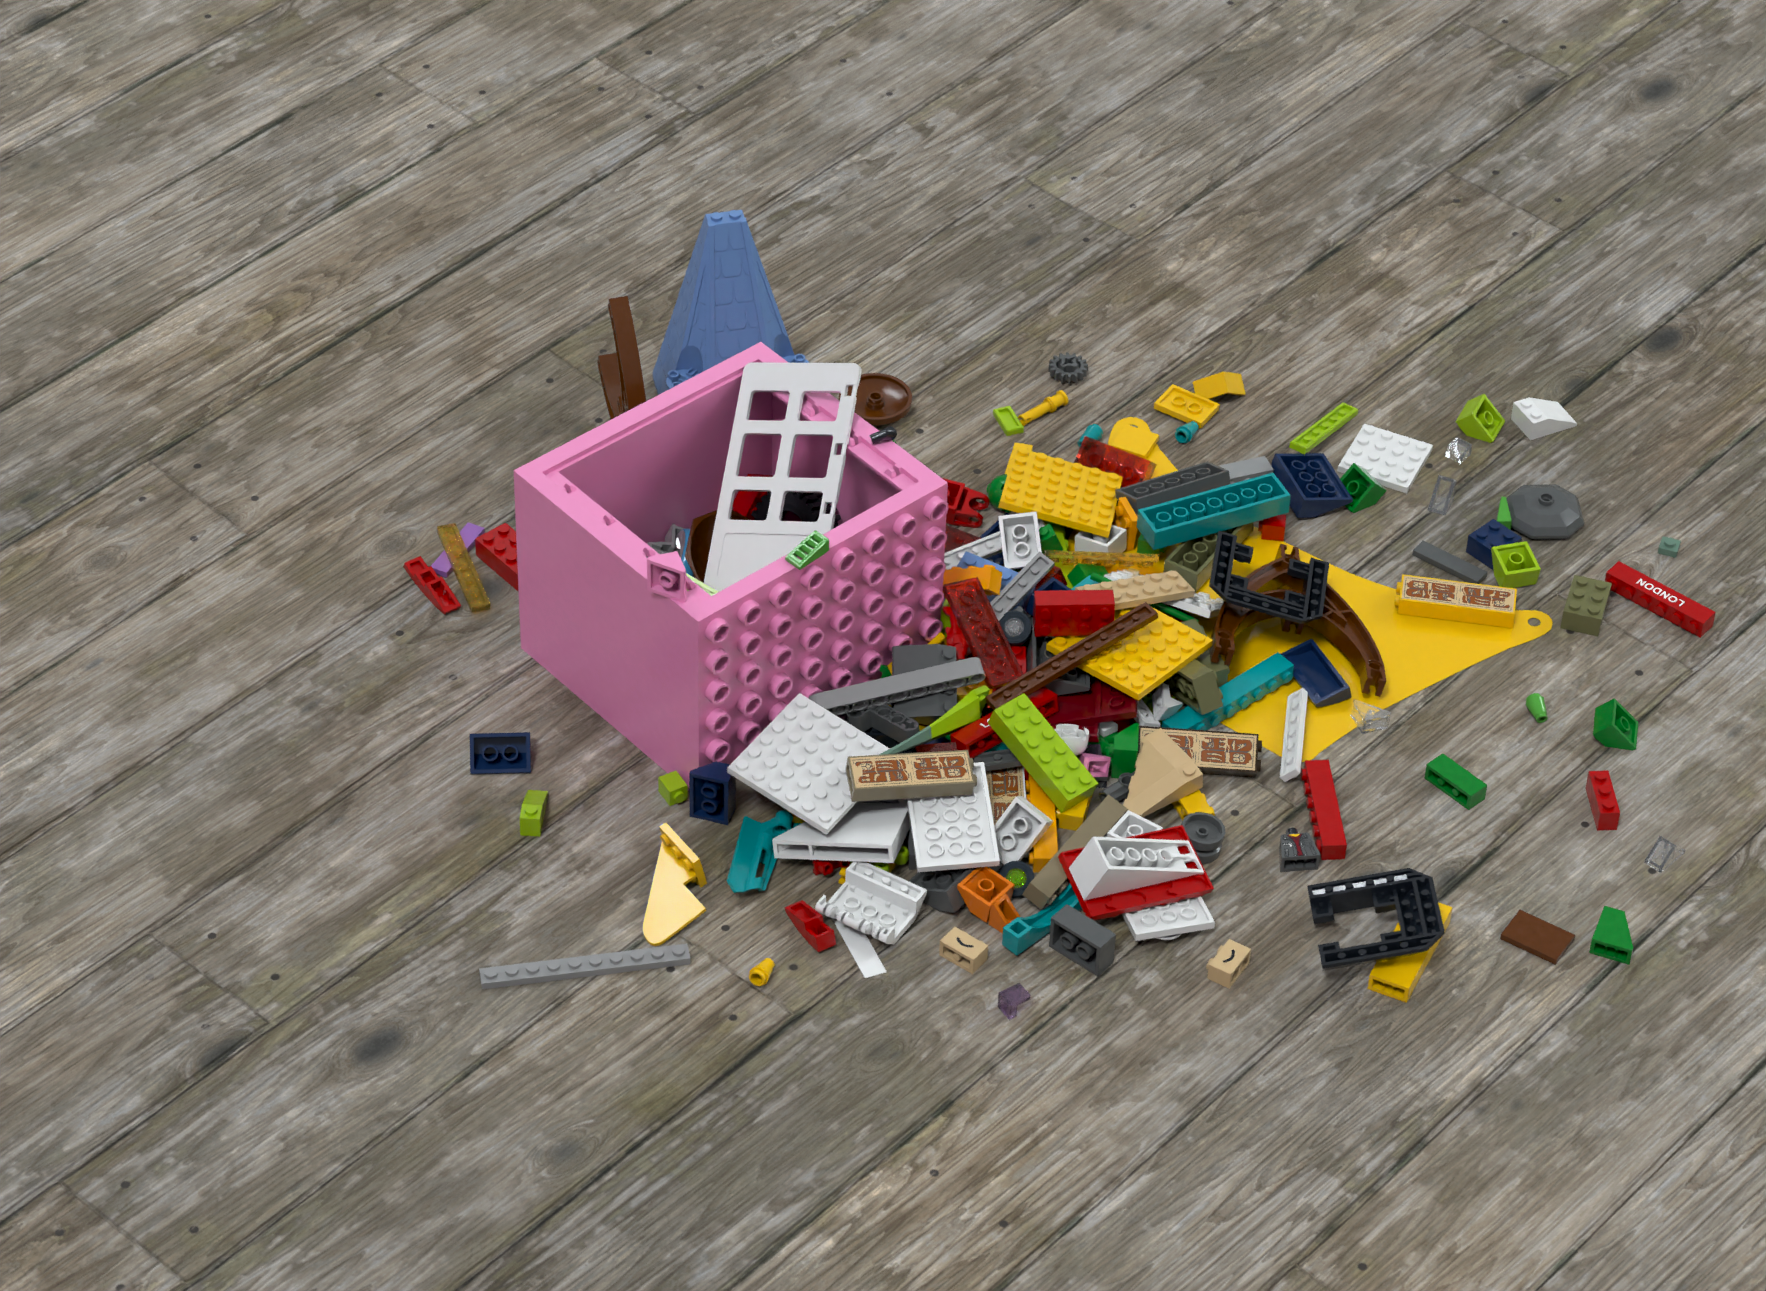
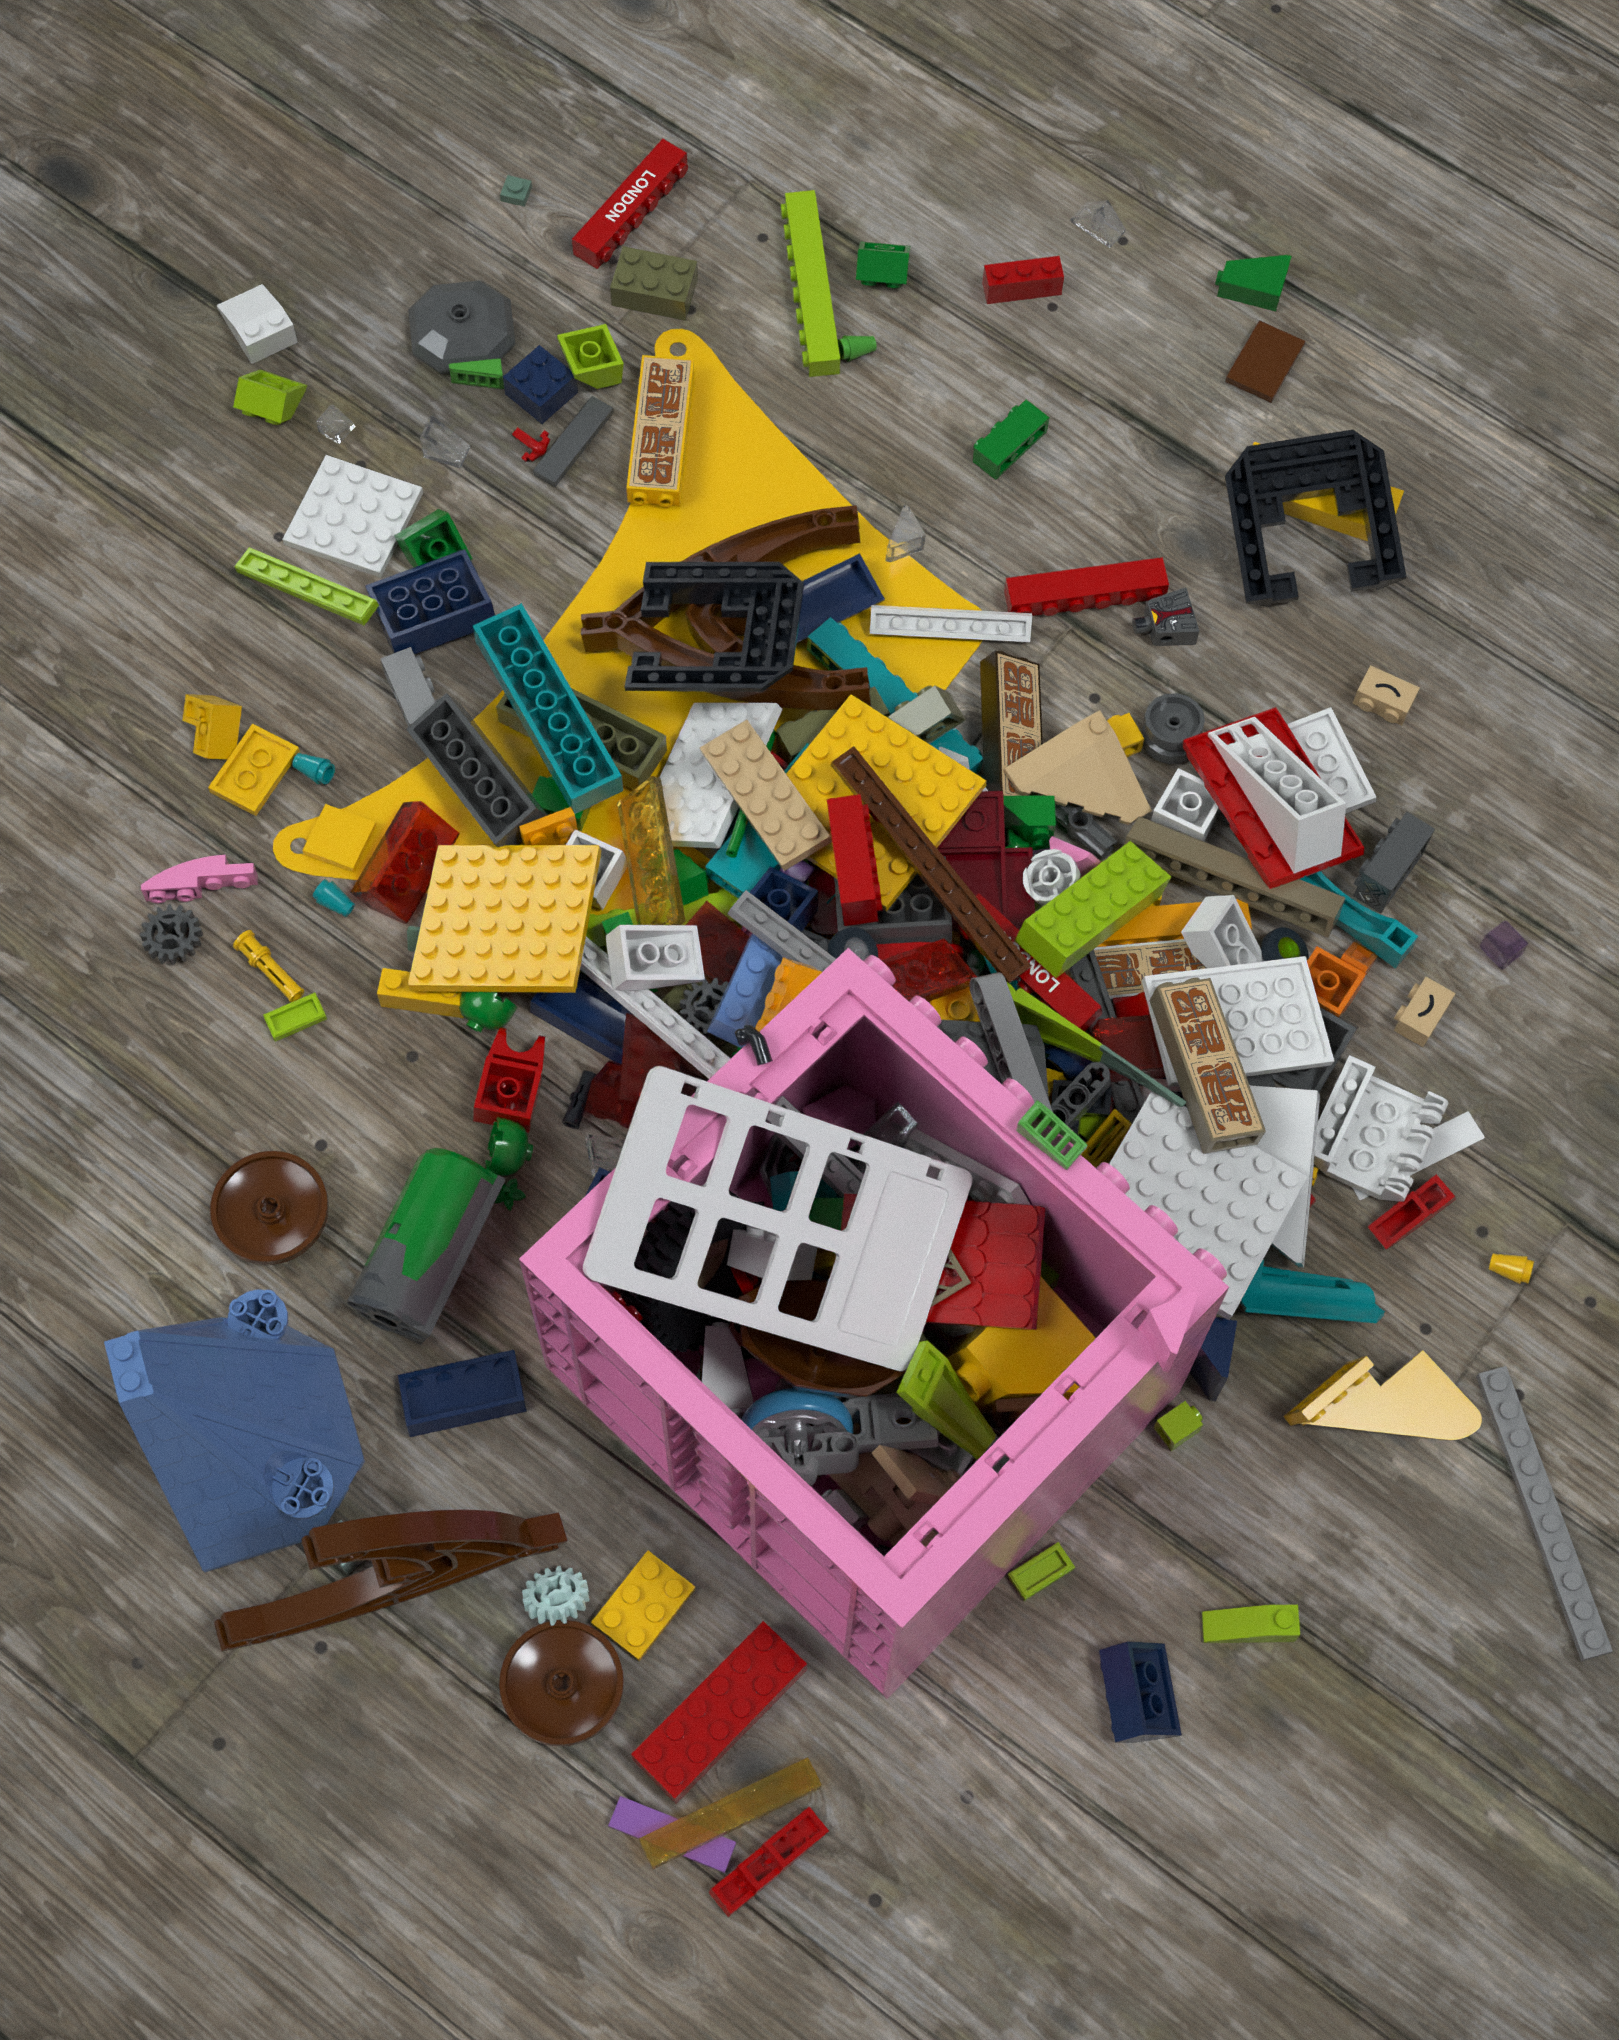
camera: 95 degrees left, 25 degrees up
(588, 720) = (1041, 1571): none -> lime tile
(1107, 379) = (187, 879): none -> bright pink slope
(1446, 544) = (538, 448): none -> red piece
(1595, 687) = (812, 284): none -> lime brick

